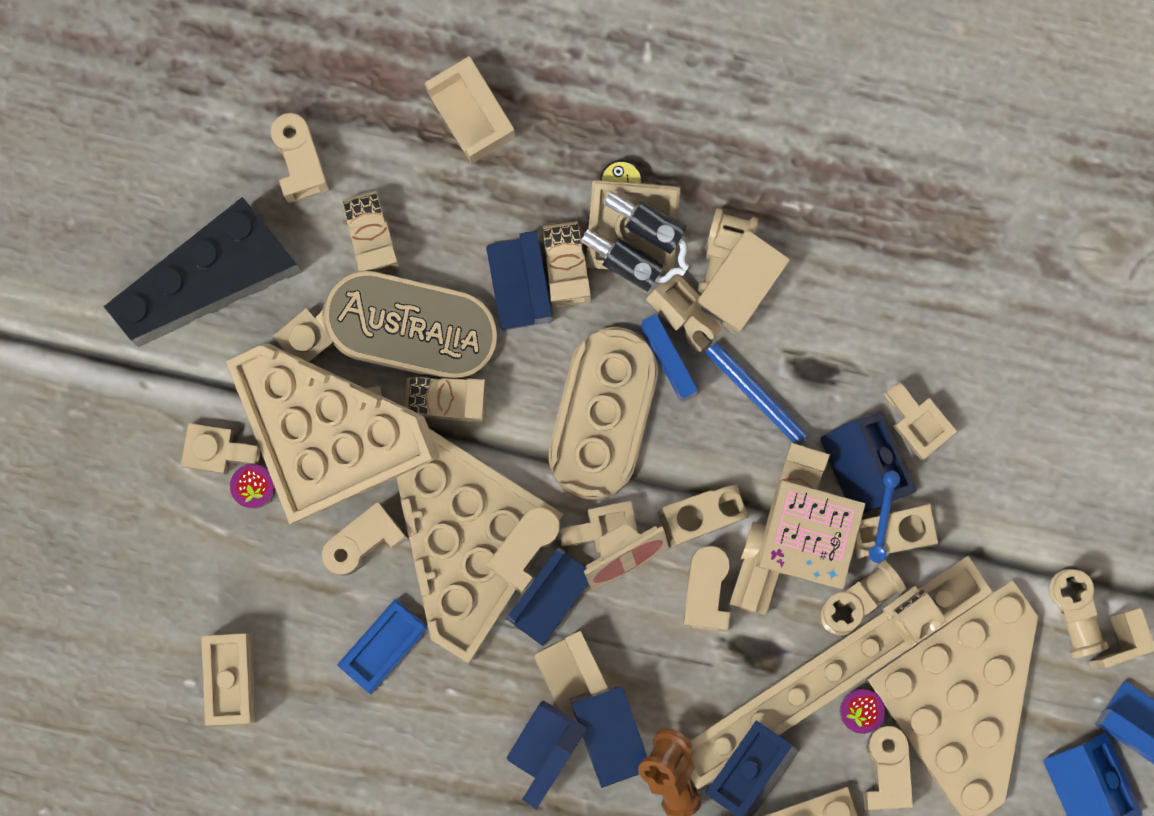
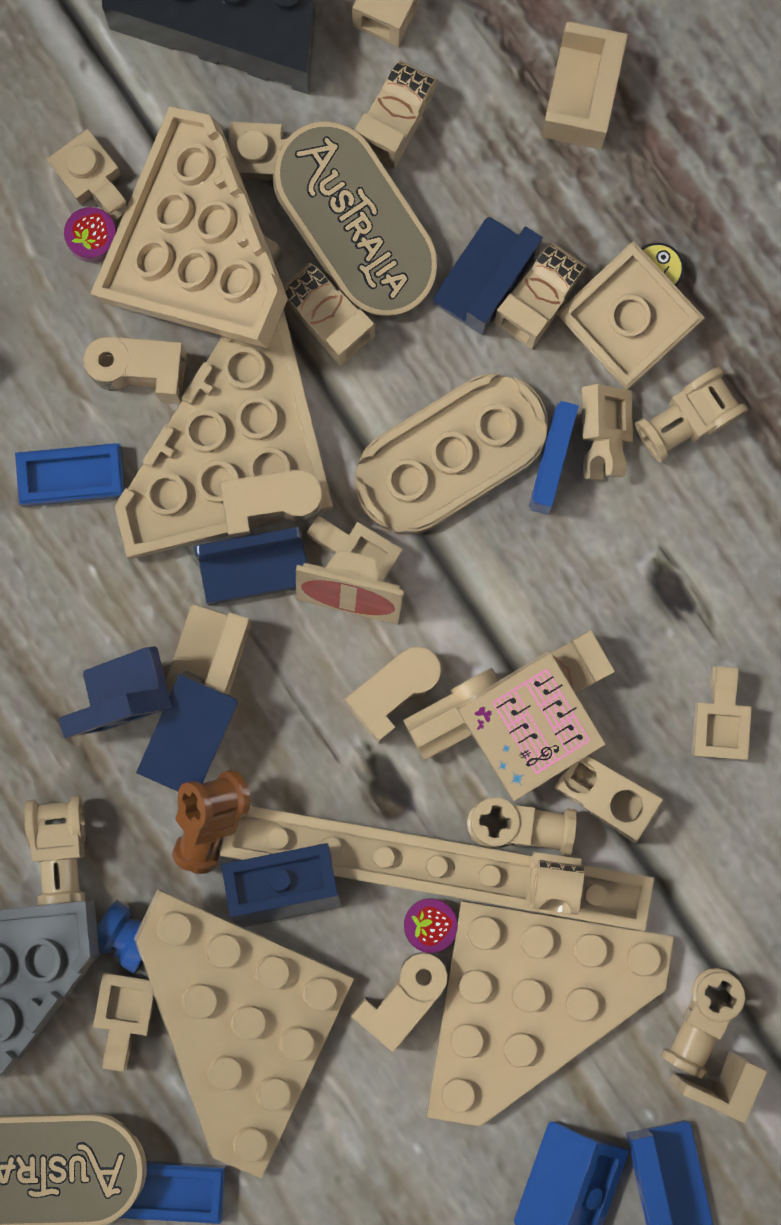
camera: 40 degrees right, 0 degrees up
(650, 225) = (646, 323): black piece -> none
(702, 515) = (454, 621): tan leg -> none
(742, 281) = (682, 449): tan panel -> none
(756, 393) = (601, 561): blue bar -> none
(862, 455) = (643, 712): dark blue panel -> none
(877, 552) = (576, 798): blue hinge -> none

